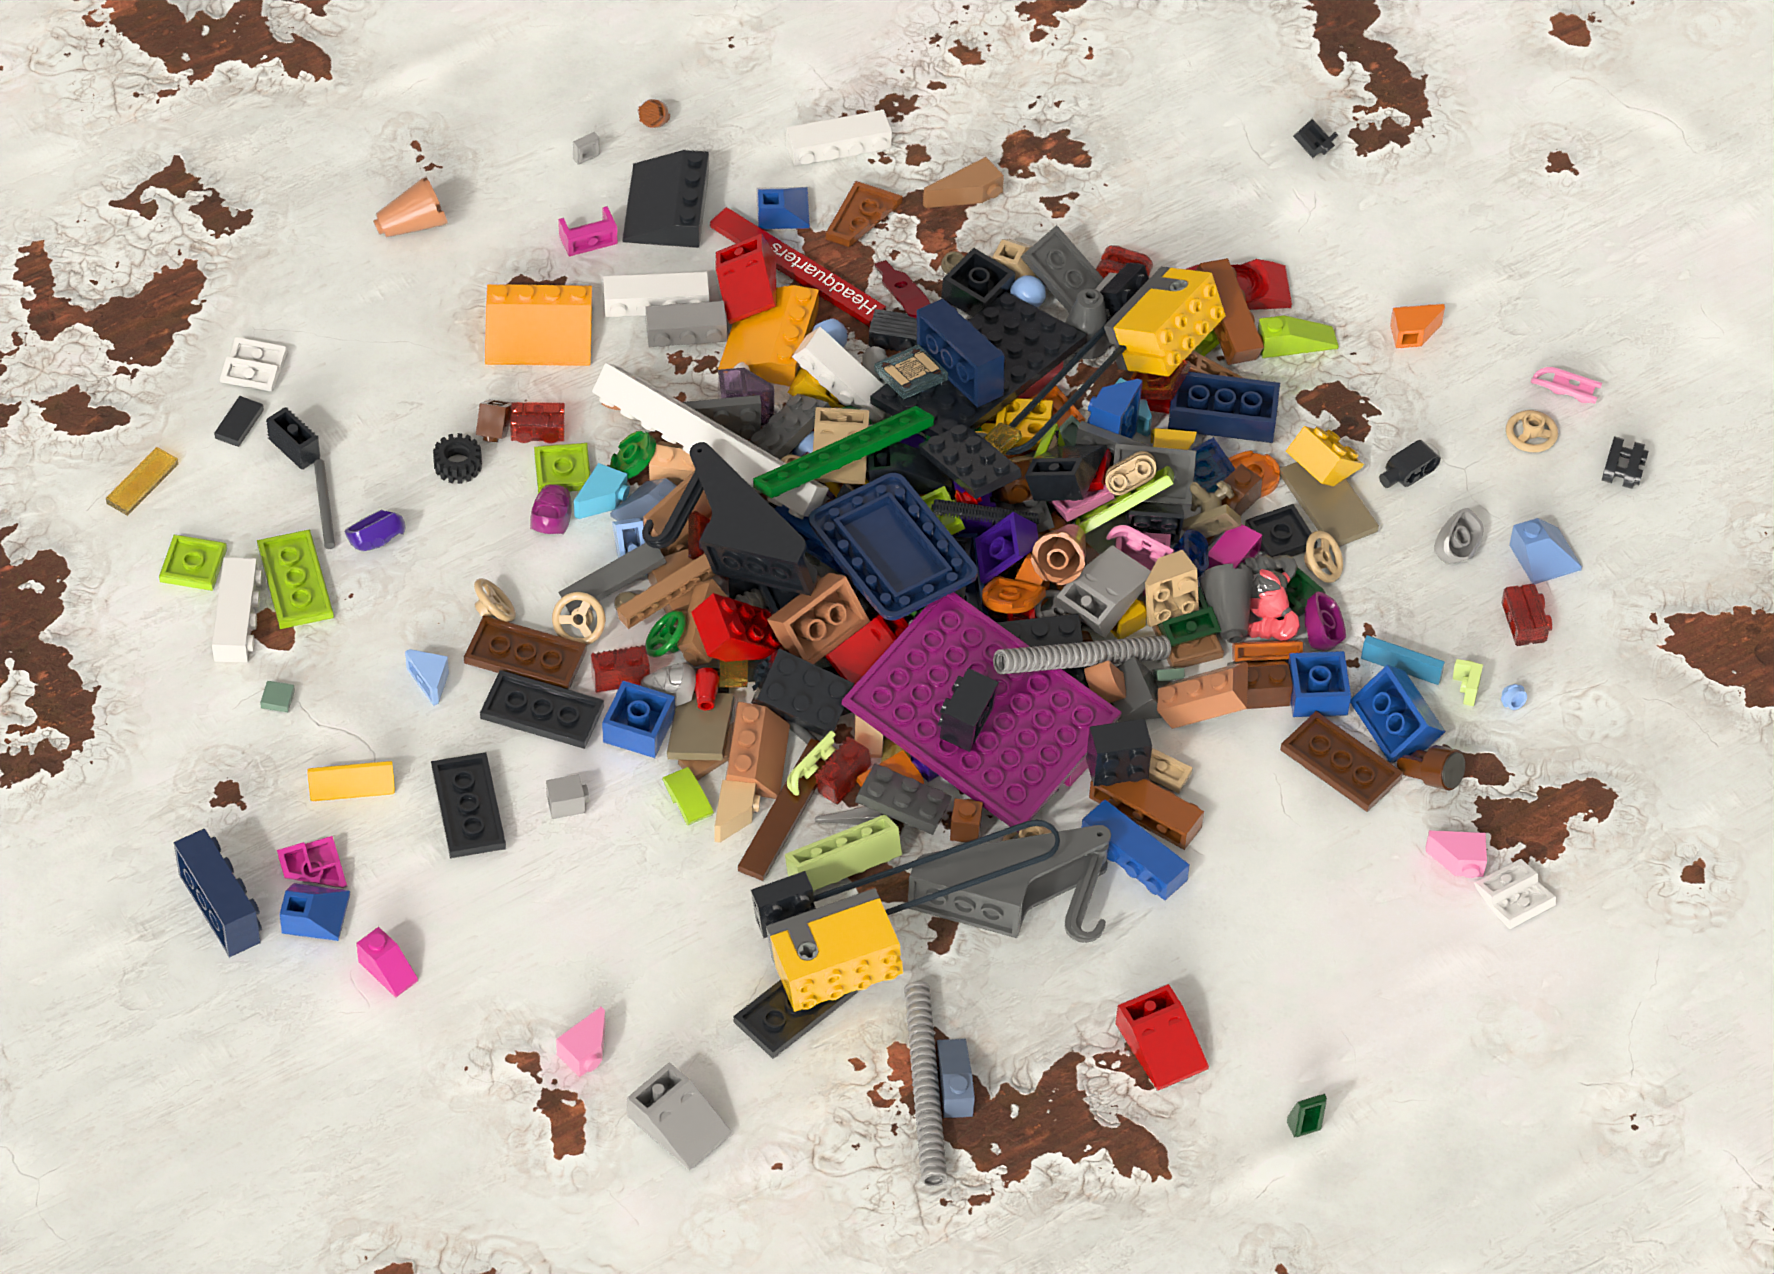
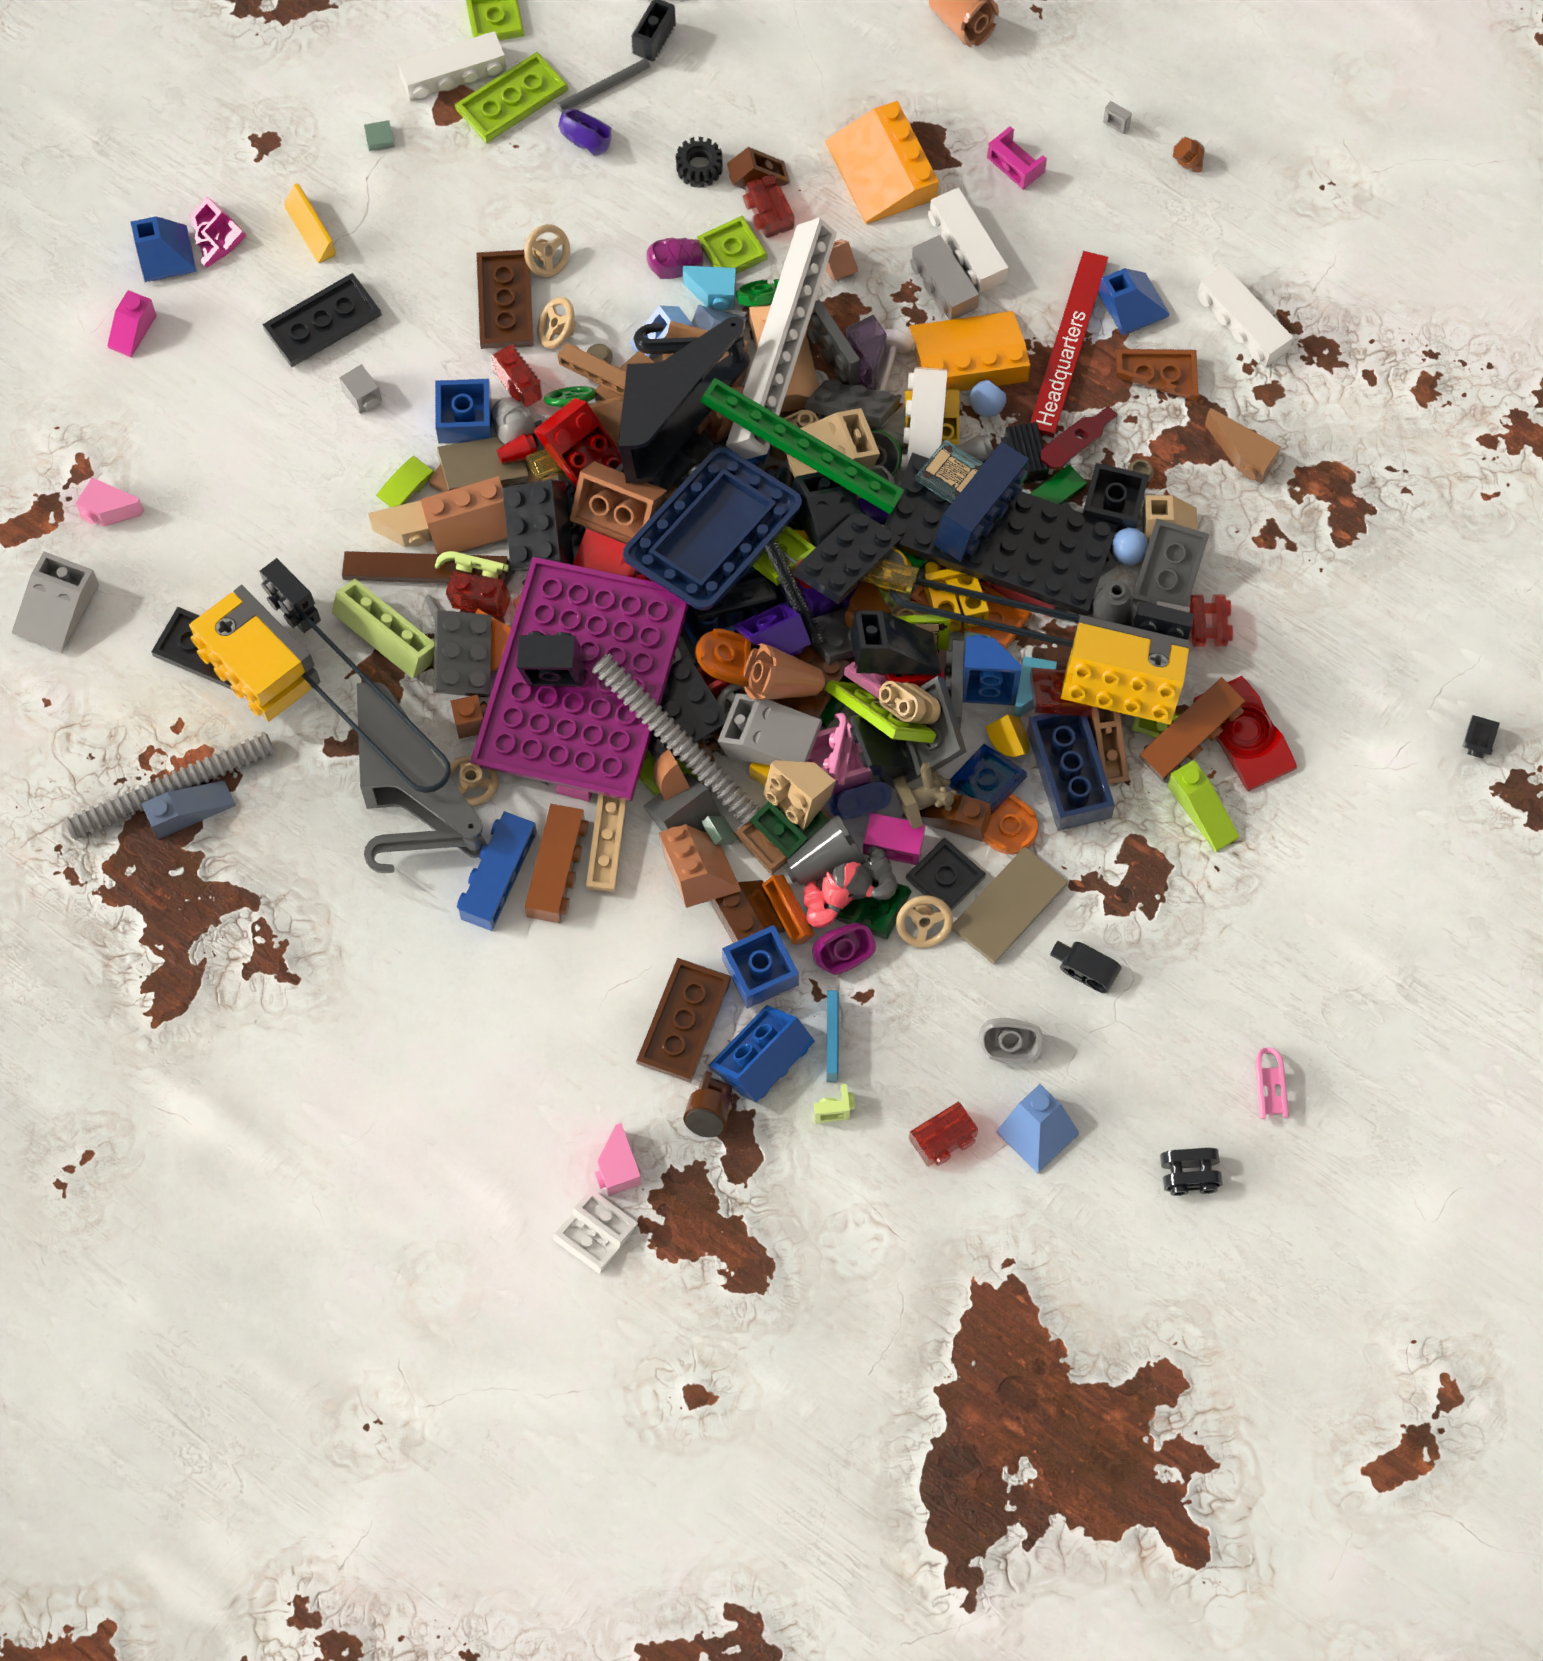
camera: 70 degrees right, 15 degrees up
(218, 892) = (142, 170): dark blue brick -> none
(429, 672) = (446, 236): light blue slope -> none
(542, 709) = (449, 333): black plate -> none
(616, 574) = (609, 328): dark grey tile -> none
(667, 200) = (1091, 209): black slope -> none
(747, 278) = (1016, 302): red slope -> none
(1119, 752) = (572, 810): black brick -> none
(1161, 1037) = (290, 965): red slope -> none
(1307, 1115) = (250, 1118): dark green slope -> none
(1324, 455) = (1049, 879): yellow slope -> none
(1415, 324) = (1275, 912): orange slope -> none
(1514, 696) = (836, 1155): light blue plate -> none
(1533, 427) = (1195, 1059): tan piece -> none

